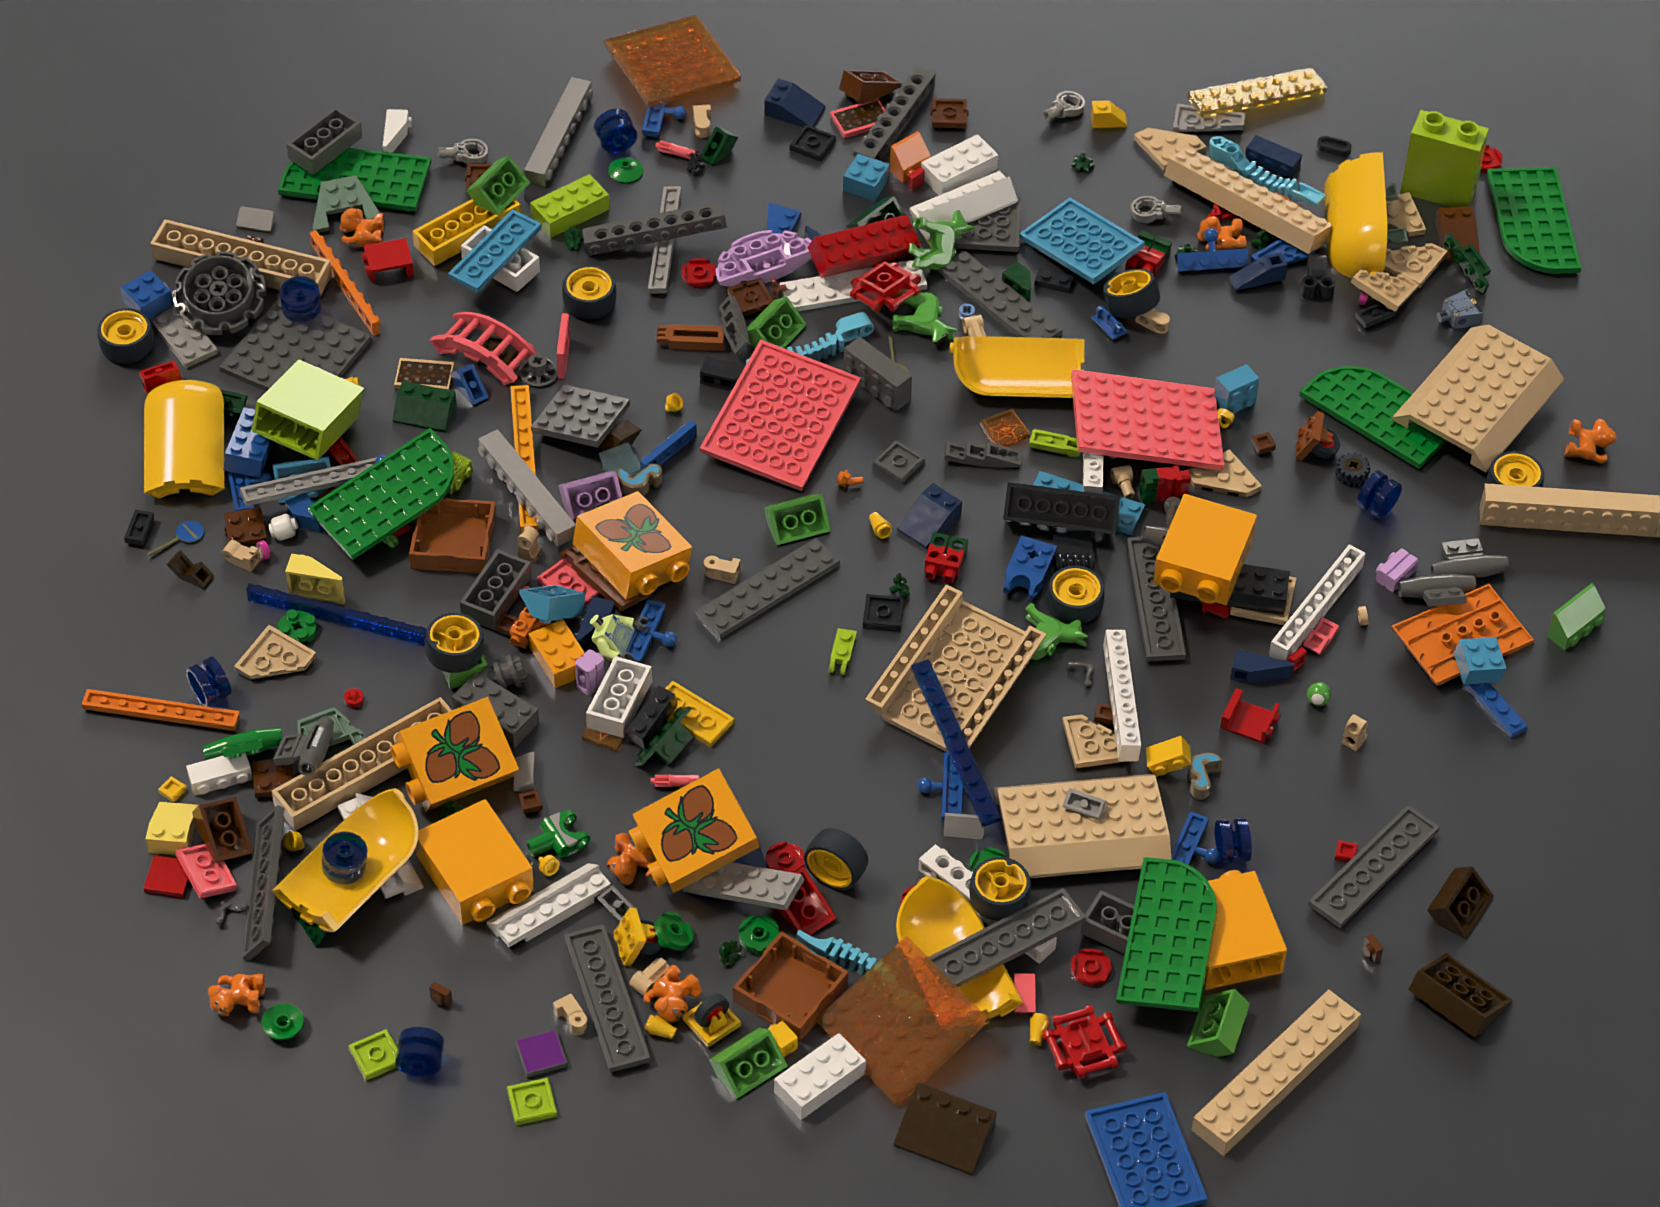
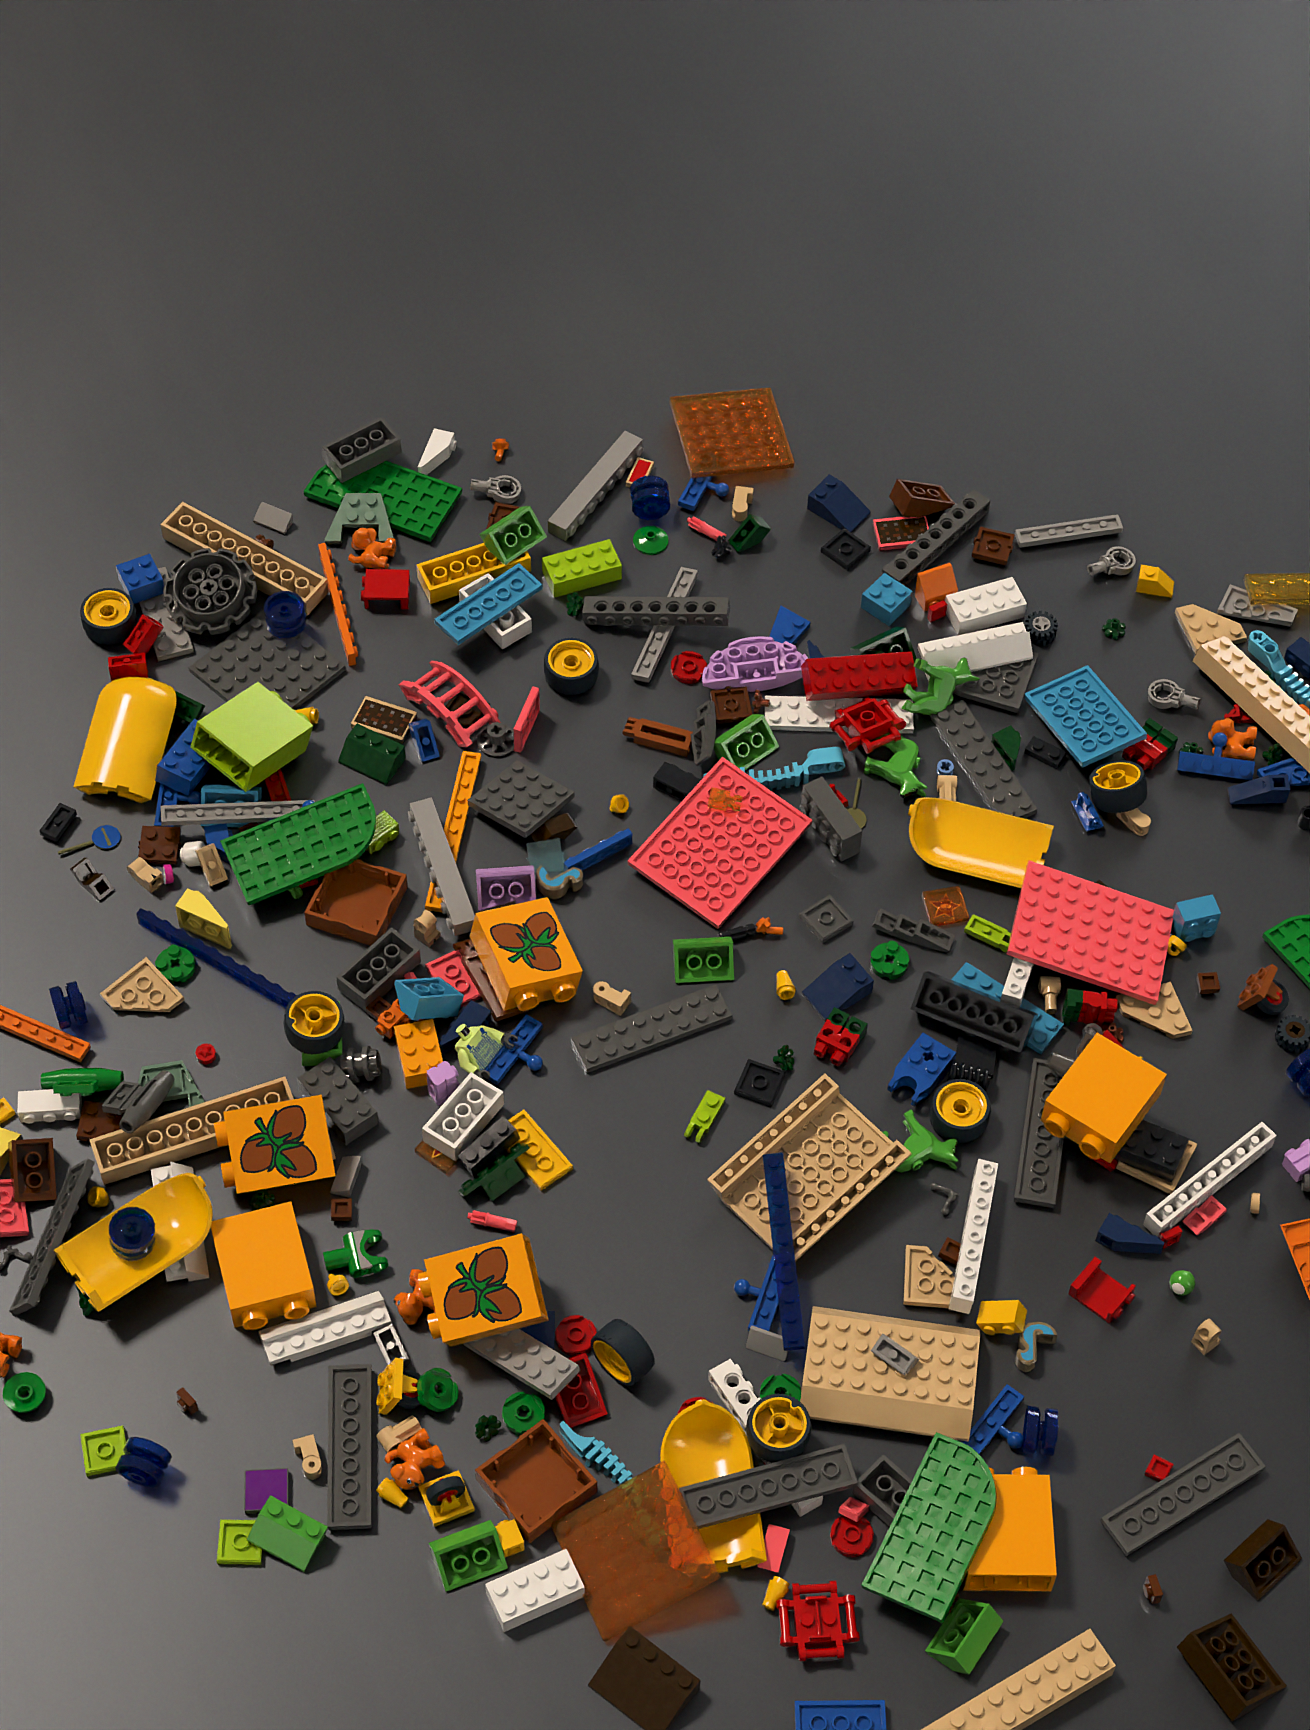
camera: 15 degrees right, 5 degrees up
(166, 344) = (143, 635): none -> red piece
(303, 532) = (211, 864): none -> tan plate
(454, 114) = (500, 445): none -> orange plate
(575, 1081) = (287, 1533): none -> bright green slope
(595, 109) = (640, 469): none -> red tile
(771, 376) = (721, 799): none -> plate
(823, 488) = (739, 932): none -> black axle
(969, 476) = (893, 951): none -> green plate
(1014, 87) = (1068, 530): none -> light grey plate
(1019, 173) = (1047, 625): none -> black wheel
(1086, 944) = (853, 1509): none -> coral tile

